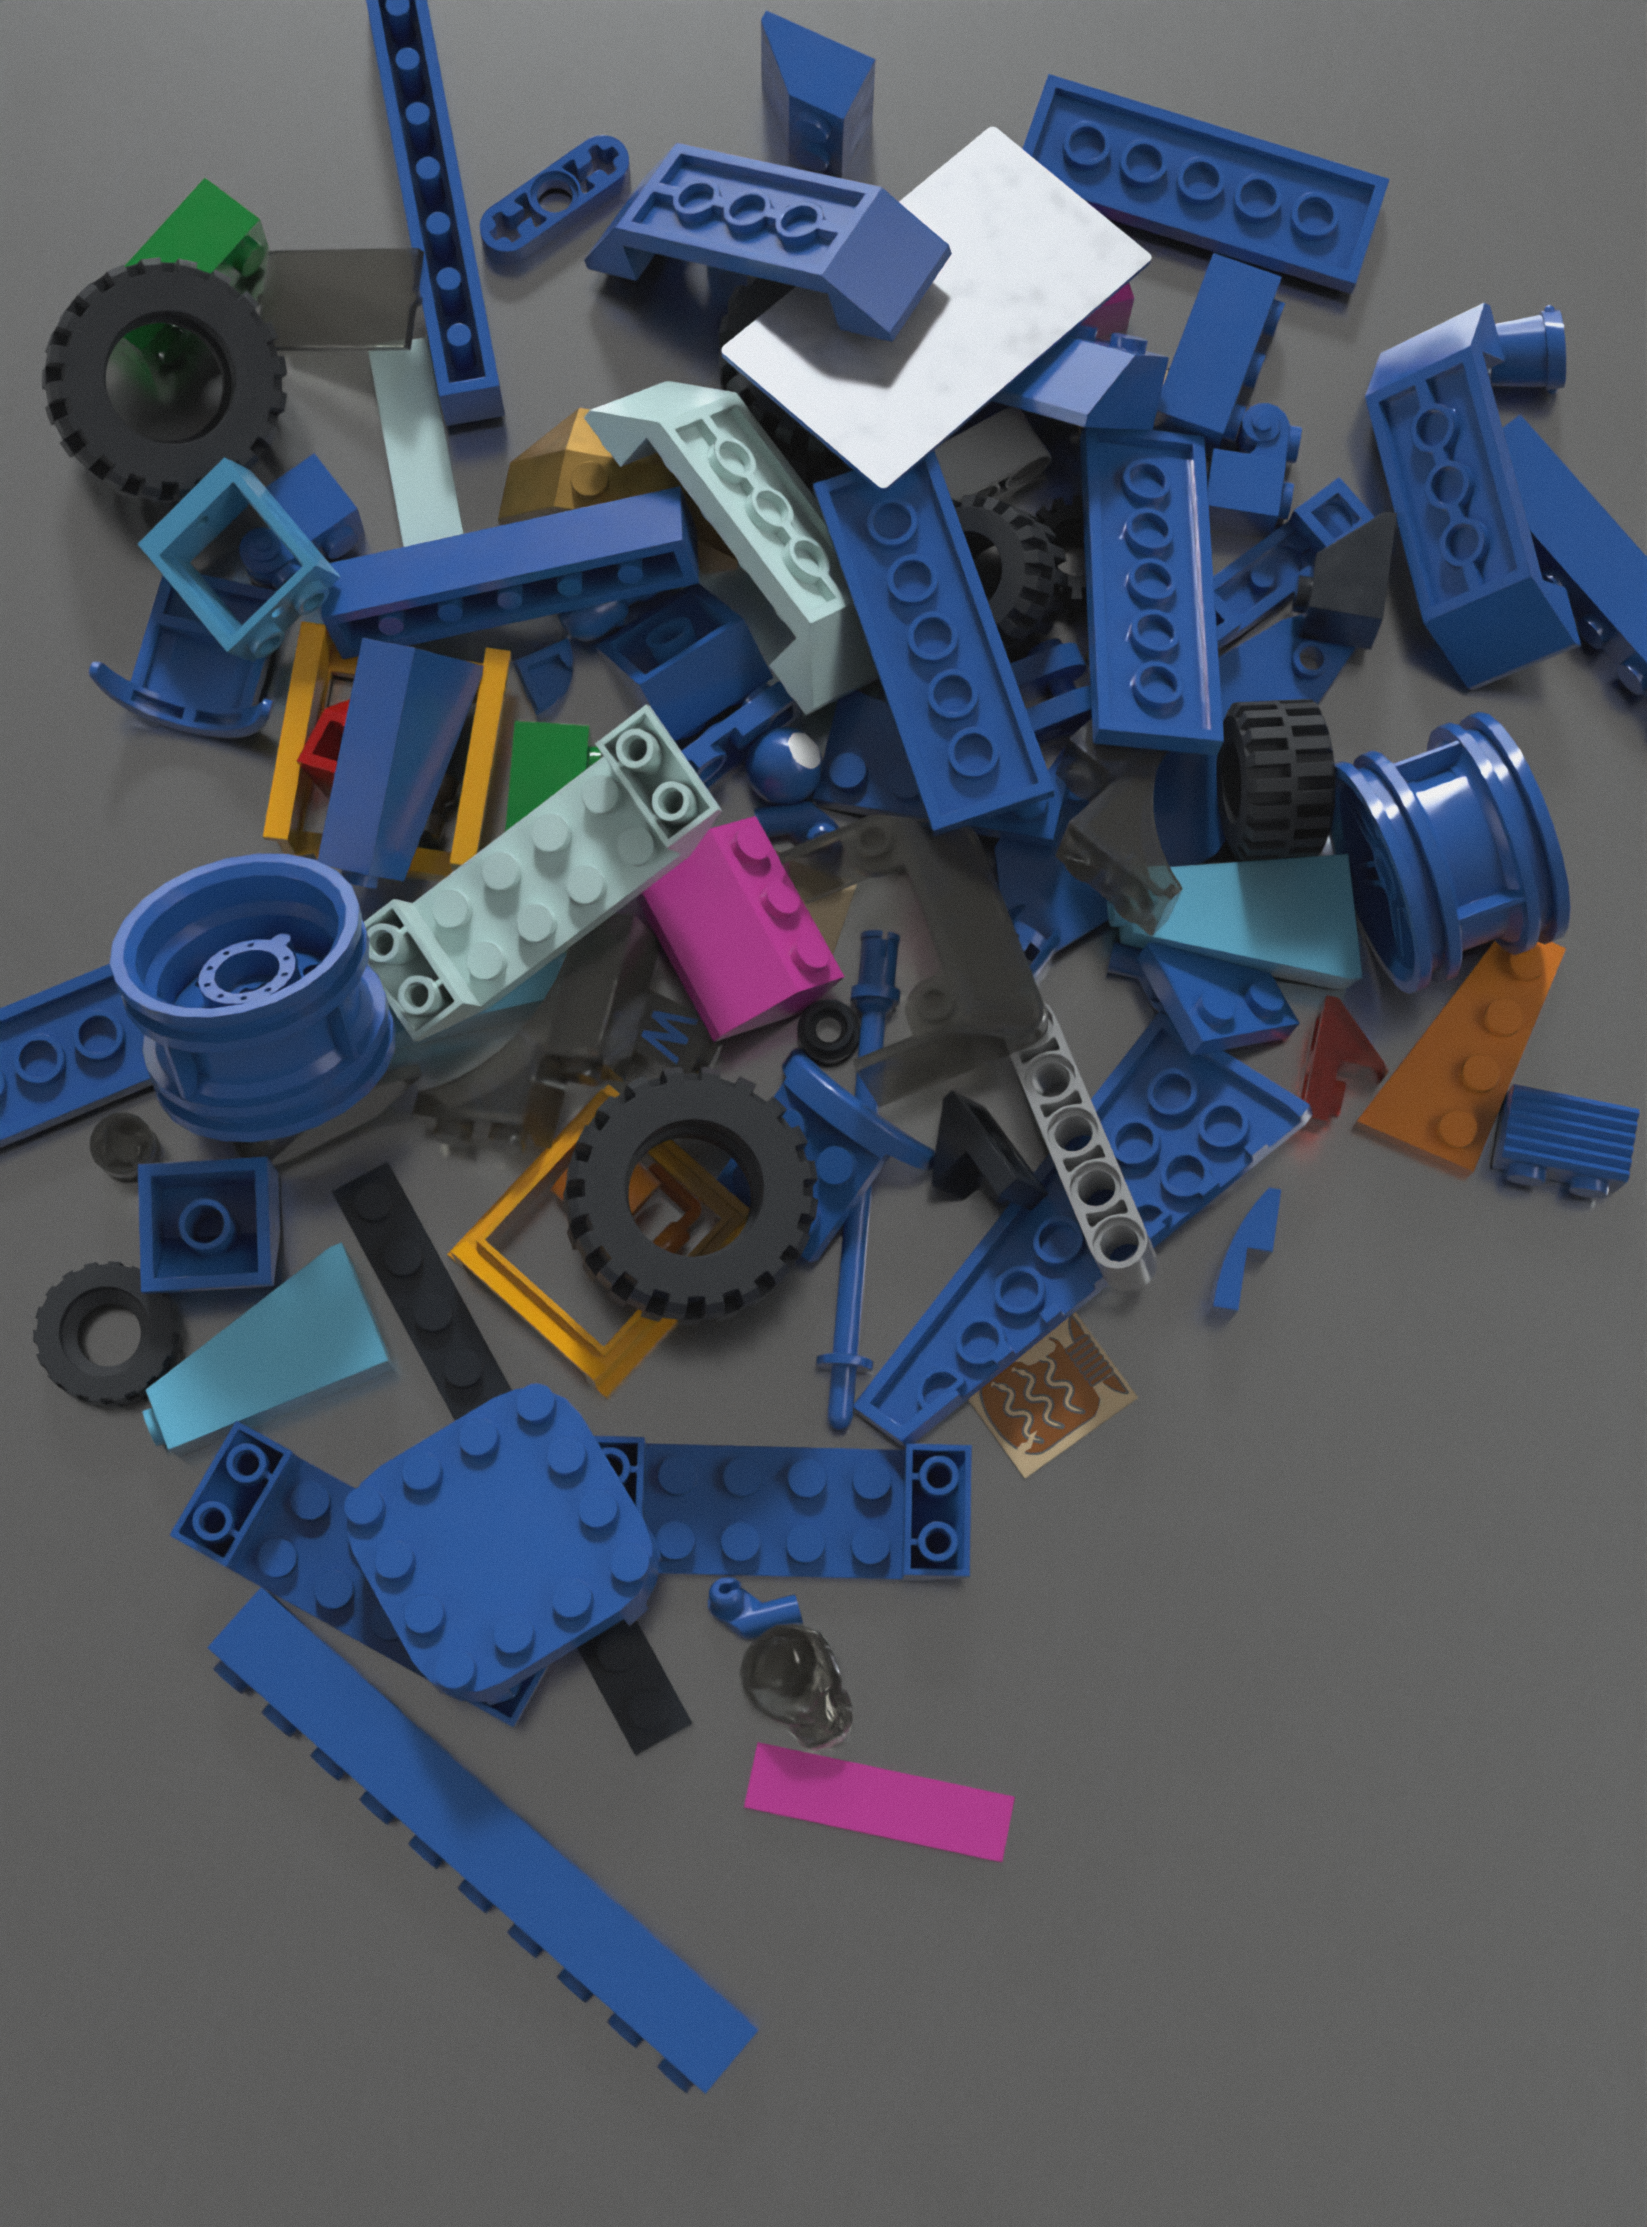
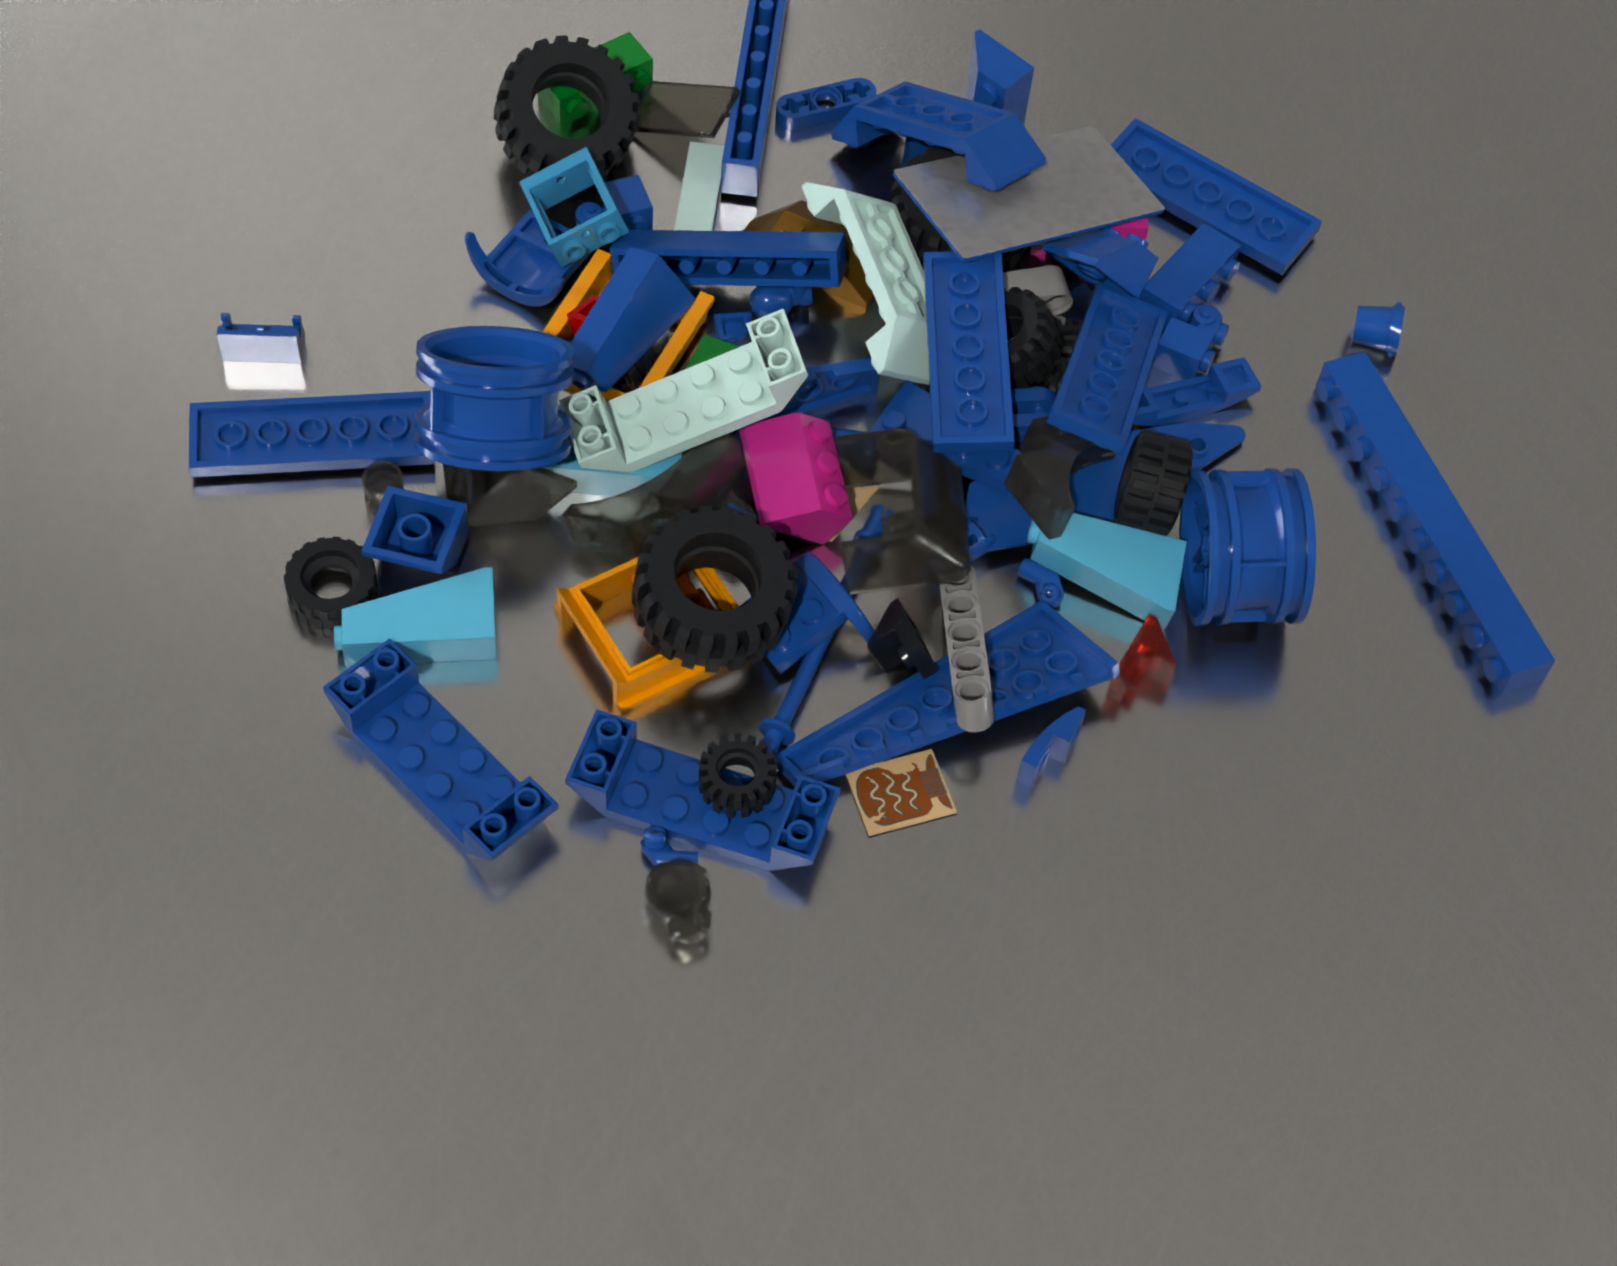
camera: 15 degrees right, 20 degrees down
(468, 1378) = (550, 729): black plate -> none
(484, 1840) = (450, 934): blue brick -> none
(501, 1544) = (525, 747): blue plate -> none
(686, 660) = (828, 337): blue slope -> none
(784, 765) = (856, 406): blue piece -> none
(824, 1430) = (737, 753): none -> black tyre
(828, 1012) = (830, 545): black plate -> none
(879, 1802) = (708, 989): dark pink tile -> none
(1216, 1001) = (1079, 601): blue wing -> none
(1348, 586) = (1231, 410): black slope -> none
(1462, 1066) = (1226, 688): orange wing -> none
(1463, 503) = (1314, 389): blue slope -> none
(1565, 1140) = (1277, 744): blue brick -> none

